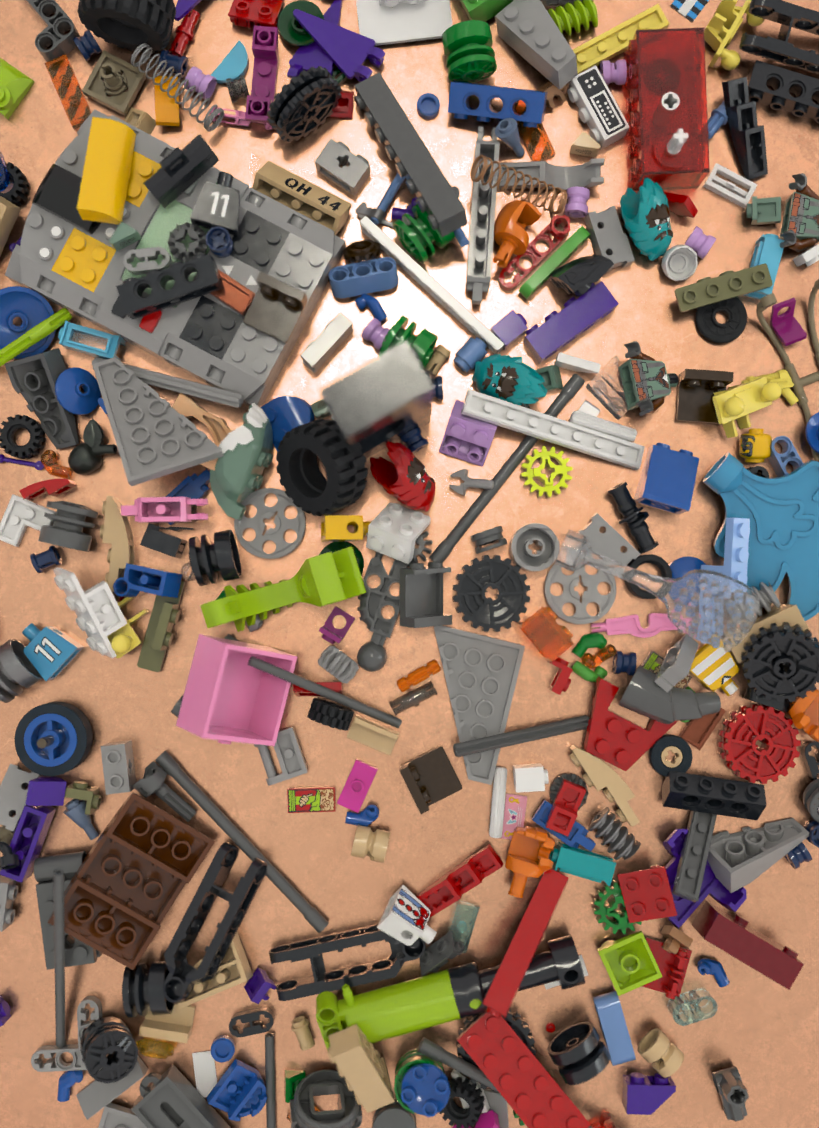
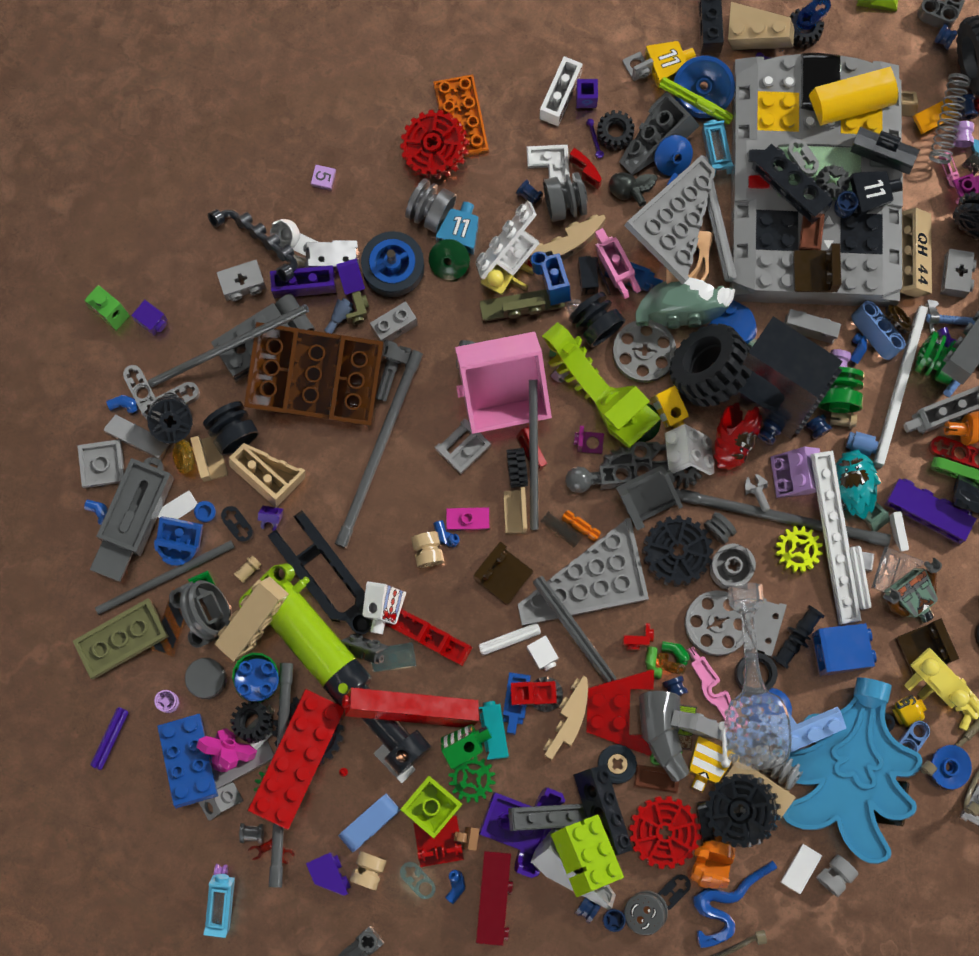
camera: 65 degrees right, 10 degrees down
(52, 467) = (606, 160): clear orange arm -> none
(69, 90) = (903, 39): clear orange tile -> none
(73, 668) = (455, 252): none -> dark green dish
(109, 68) = (926, 70): dark tan plate -> none
(124, 236) = (812, 132): sand green slope -> none
(183, 975) = (334, 439): black piece -> none
(311, 799) = (439, 487): tile -> none
(338, 664) = (559, 455): light grey gear -> none
(510, 328) = (898, 464): brick -> none
(513, 814) = (503, 659): bright pink sticker -> none
(528, 856) = (478, 681): orange piece -> none
(545, 632) = (668, 606): clear orange brick -> none
(578, 1053) = (337, 799): black wheel -> none
(585, 905) = (463, 744): none -> green torso
(614, 834) = (529, 744): flat silver piece -> none
(647, 894) = (496, 791): red hinge -> none
(724, 654) = (725, 763): none -> white hinge
(753, 835) = (588, 847): none -> lime piece

